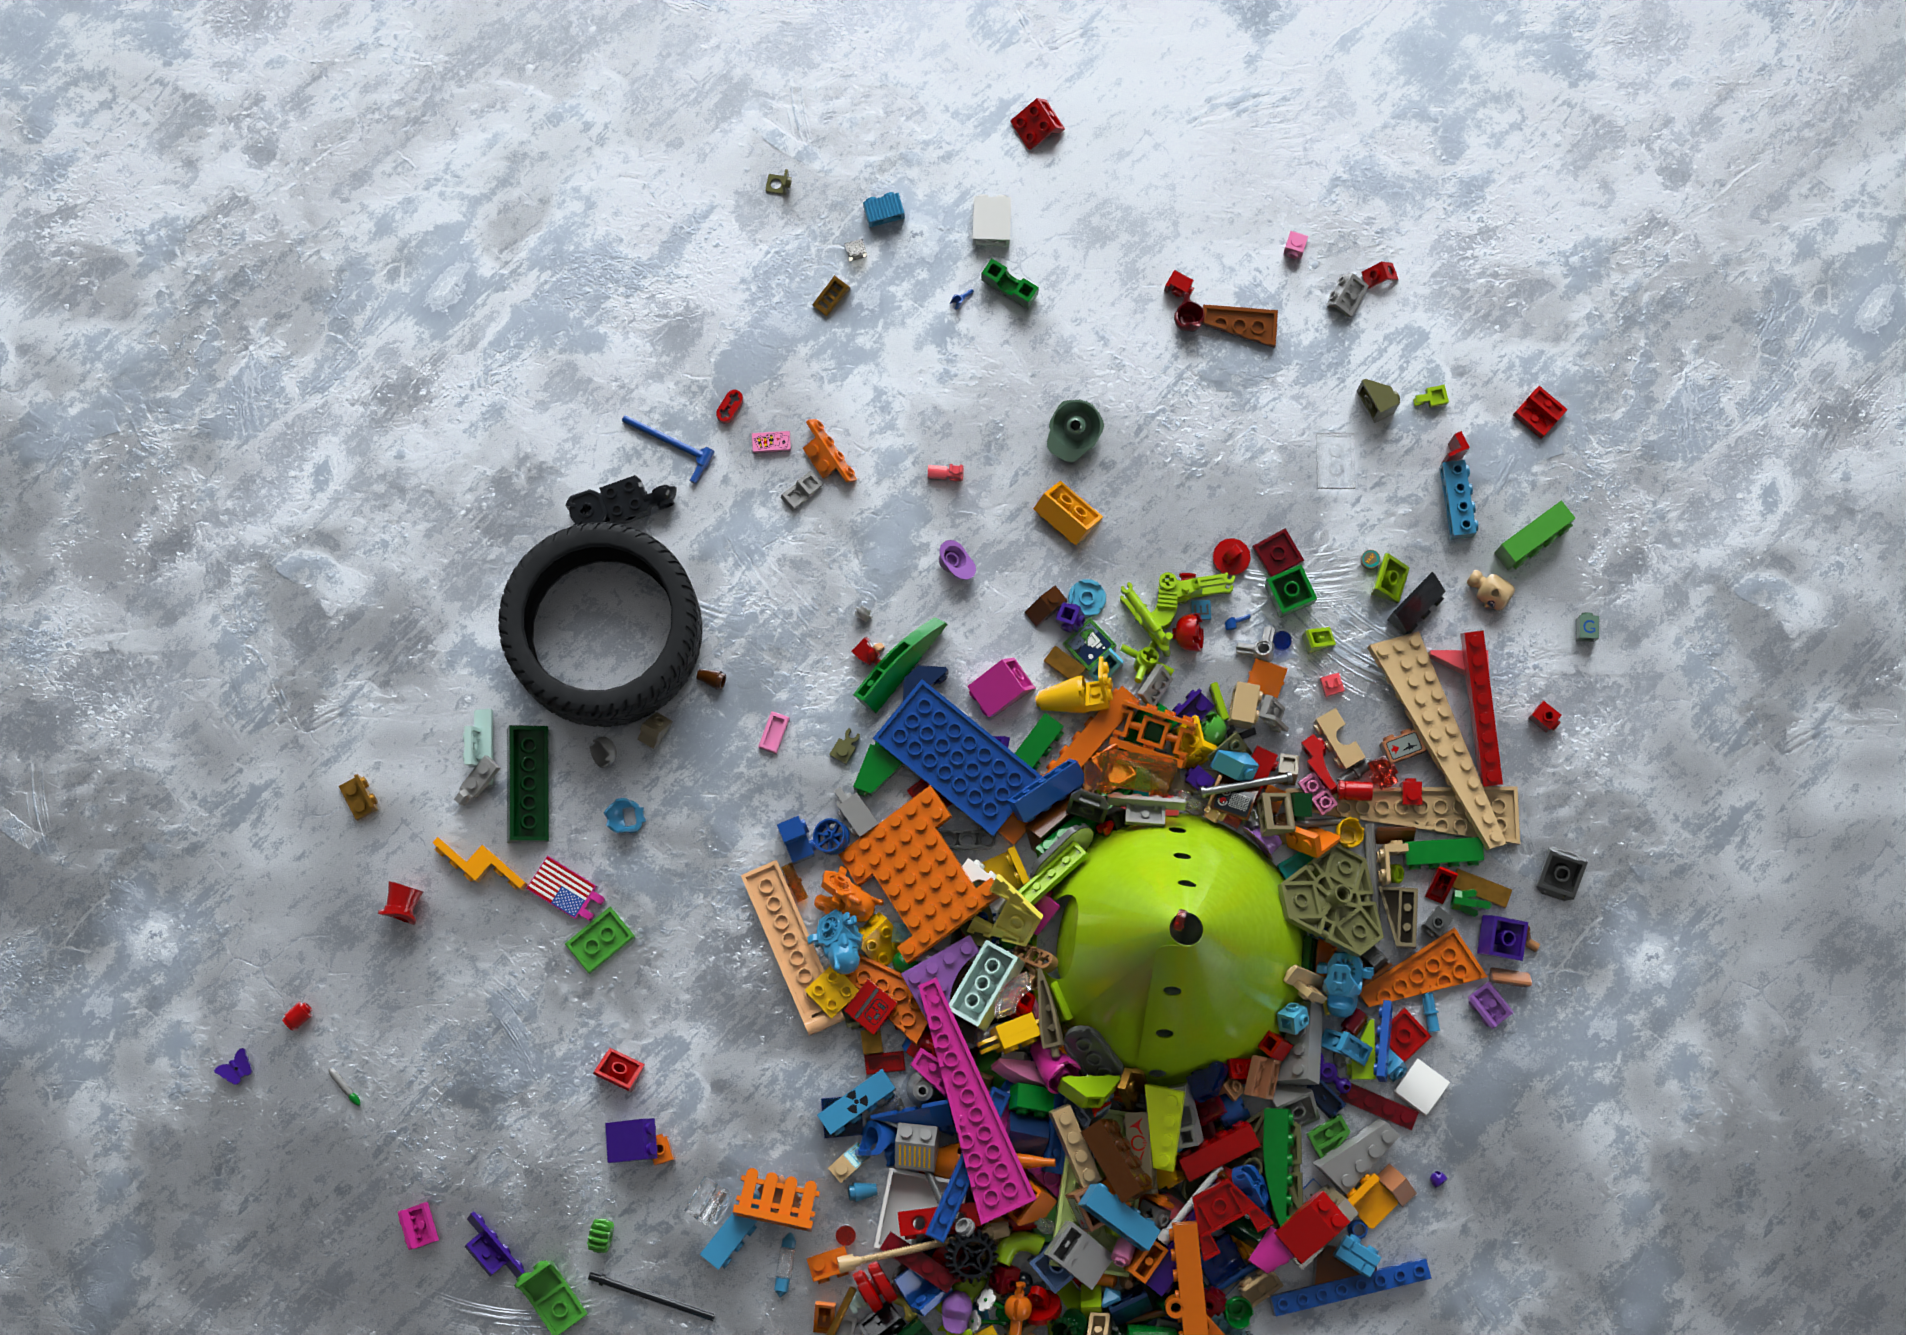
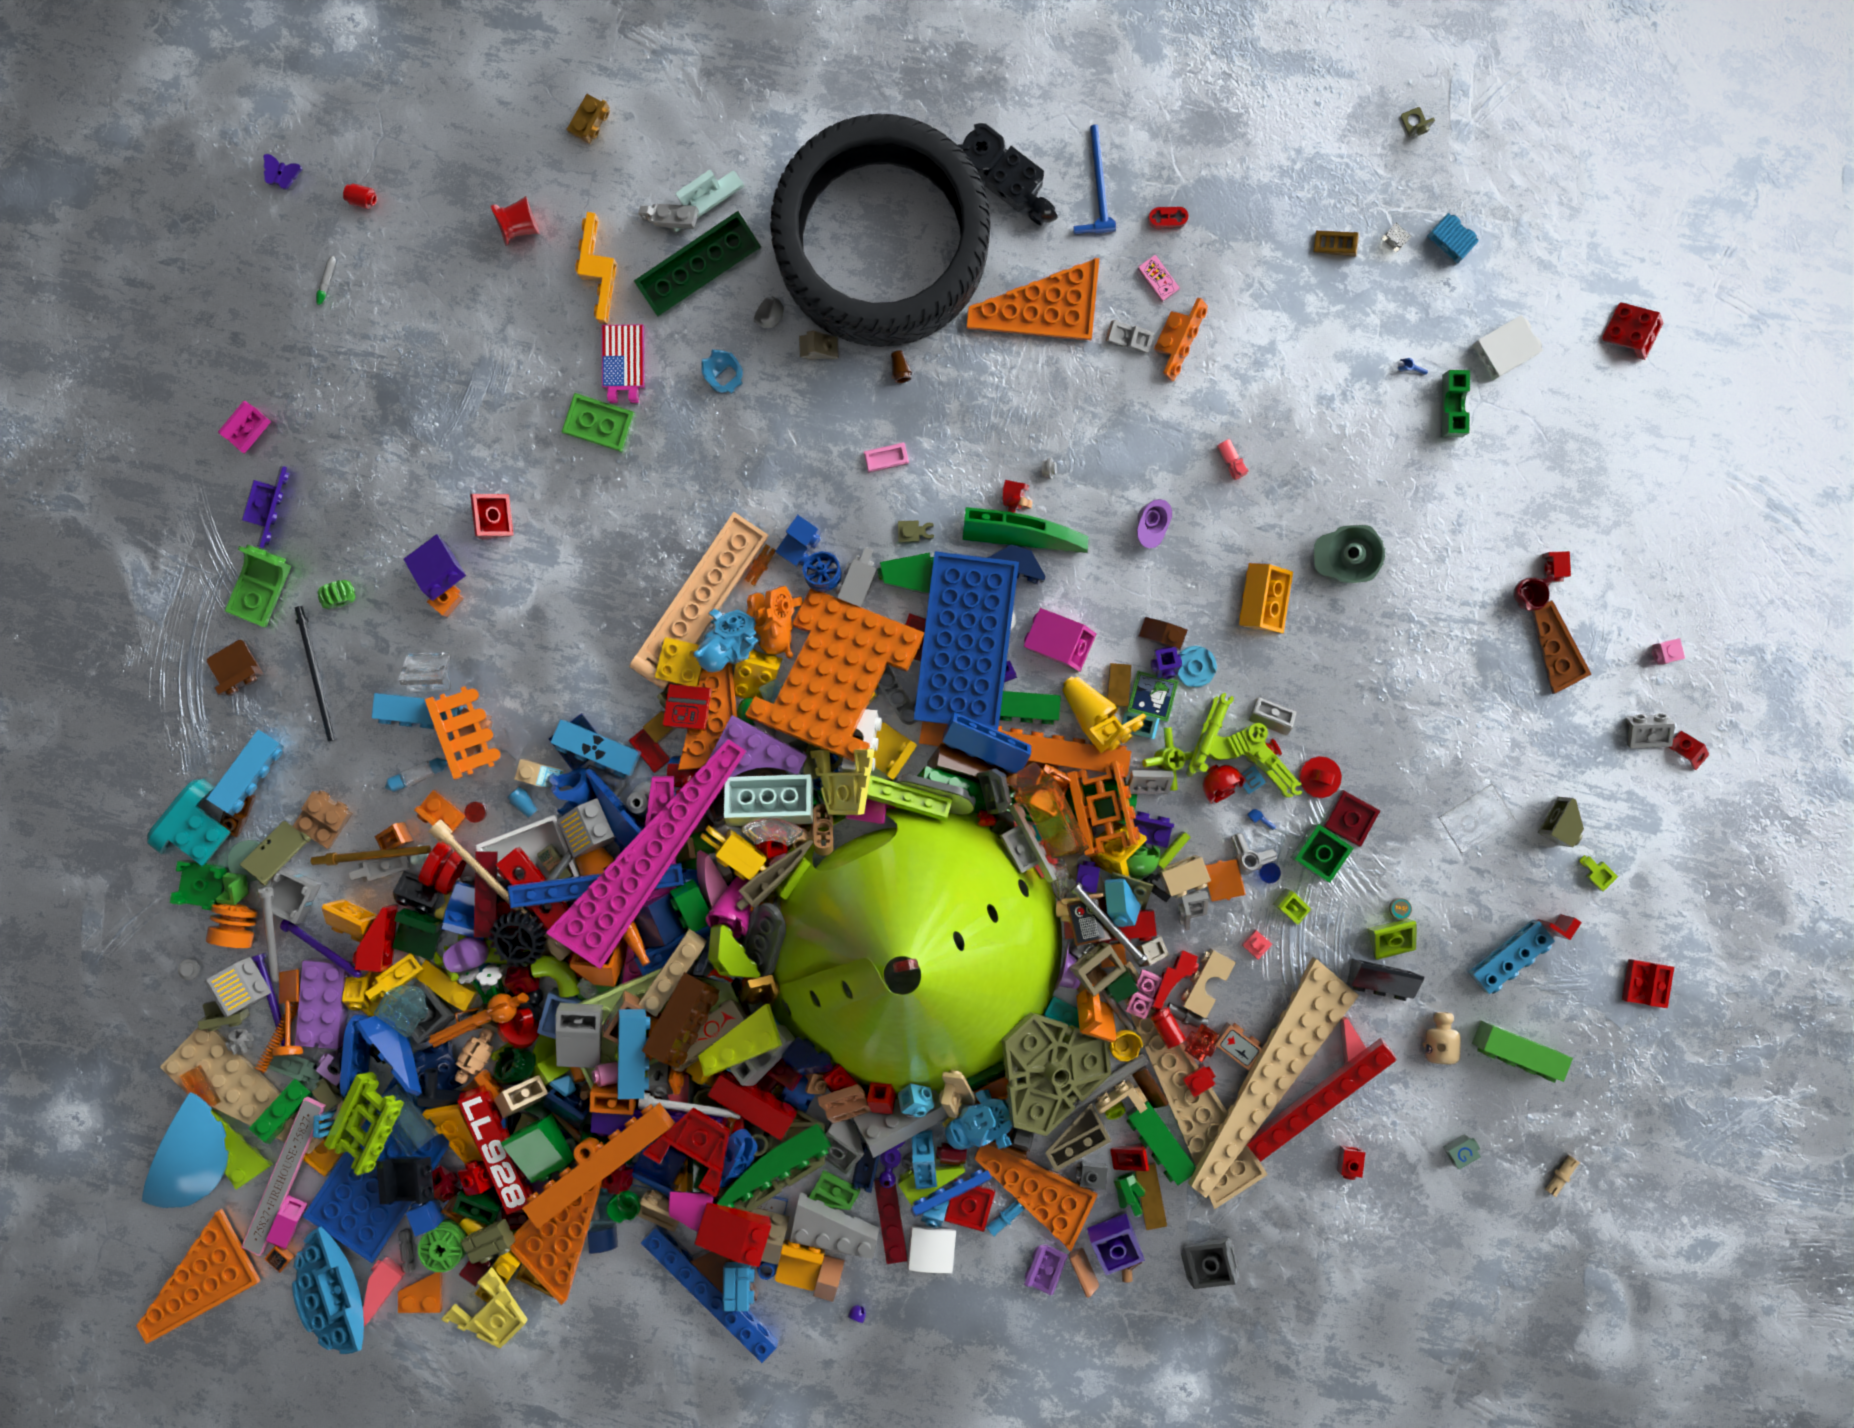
camera: 60 degrees right, 10 degrees up
(739, 536) = (1047, 307): none -> orange wing
(924, 1194) = (550, 858): none -> olive leg
(965, 1226) = (538, 918): light grey plate -> none
(1164, 561) = (1273, 716): none -> light grey slope
(1651, 565) = (1562, 1175): none -> tan pin

